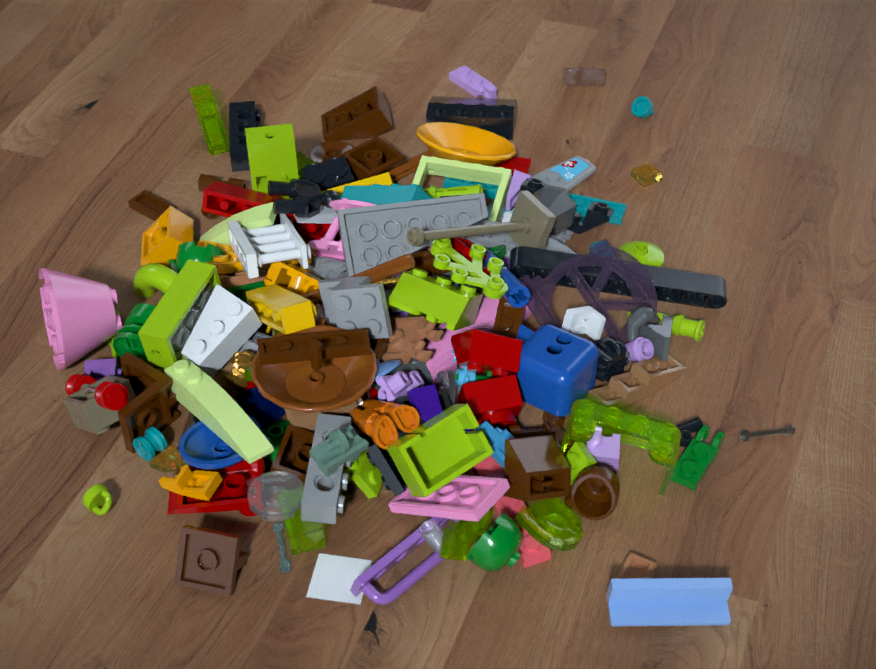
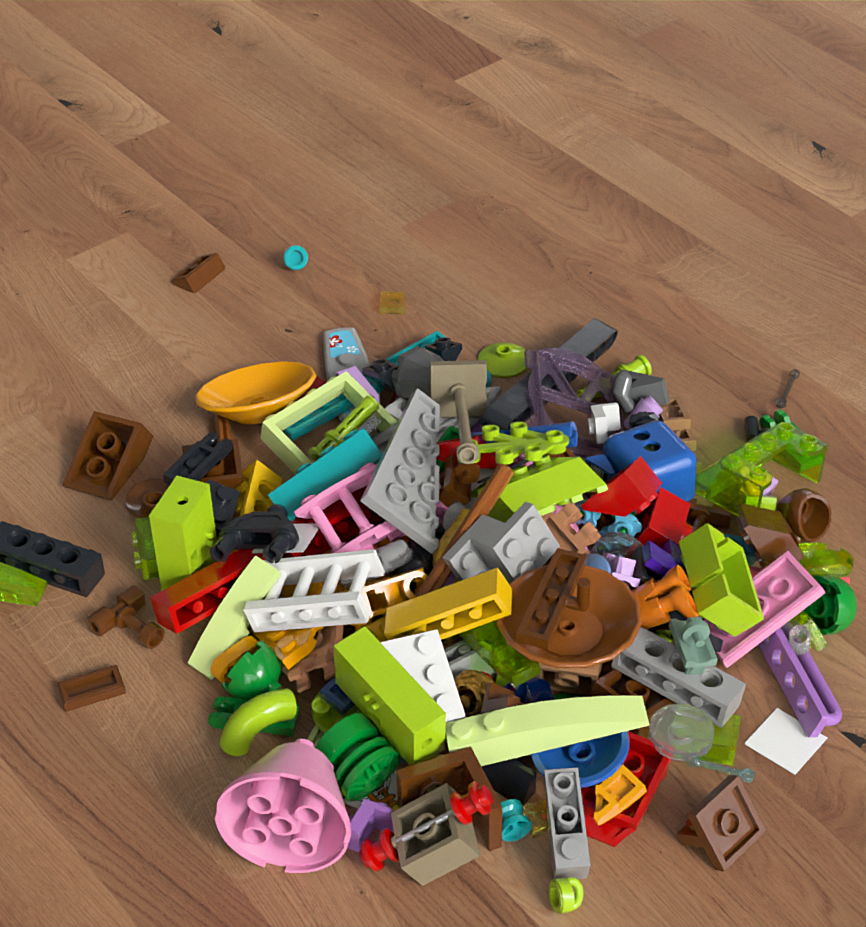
camera: 60 degrees left, 0 degrees up
(139, 474) = (566, 824): none -> light grey slope
(164, 236) = (175, 692): light orange slope -> none
(234, 382) = (498, 698): none -> reddish brown bracket
(361, 146) = (199, 459): none -> black hinge
(473, 82) = (130, 350): lavender hinge -> none
(483, 113) = (180, 372): black slope -> none

